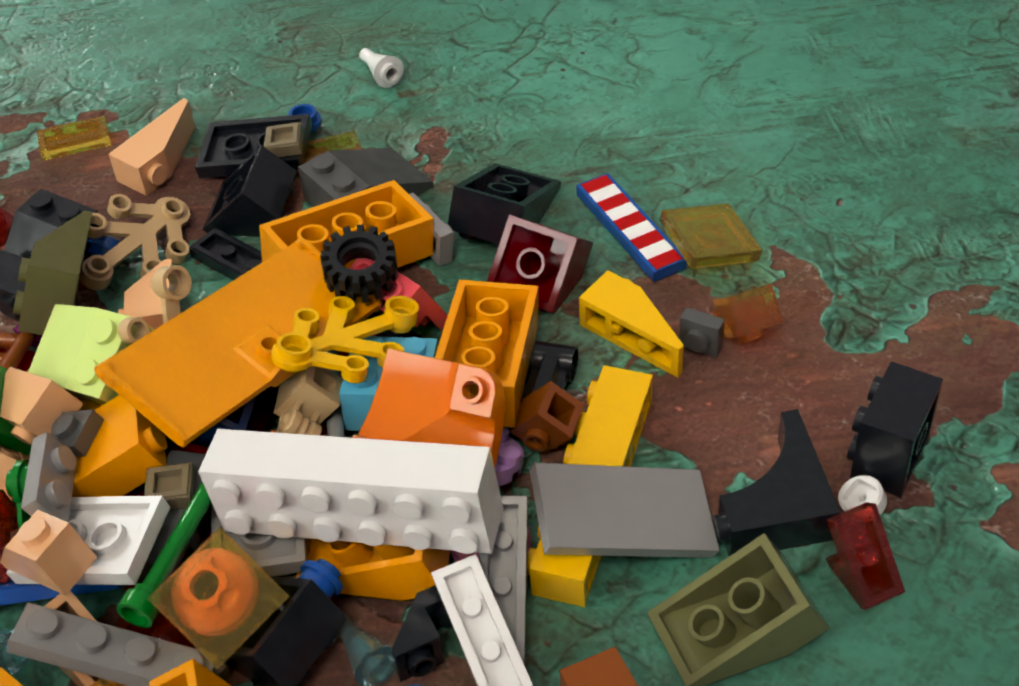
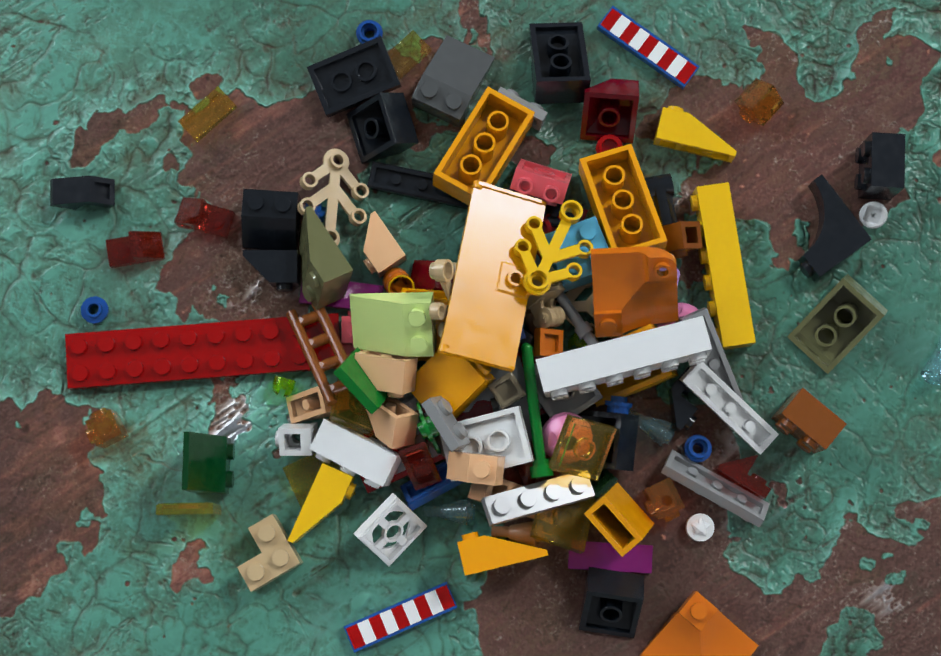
camera: 30 degrees left, 35 degrees up
(77, 430) = (430, 382): dark grey plate -> none
(155, 150) = (284, 117): light nougat slope -> none
(285, 139) = (382, 72): dark tan tile -> none
(359, 245) = (545, 183): black tyre -> none
(622, 511) = (757, 289): light grey tile -> none
(701, 332) = (736, 129): dark grey plate -> none
(710, 235) = (706, 39): clear yellow tile -> none
(864, 556) = (890, 258): clear red slope -> none

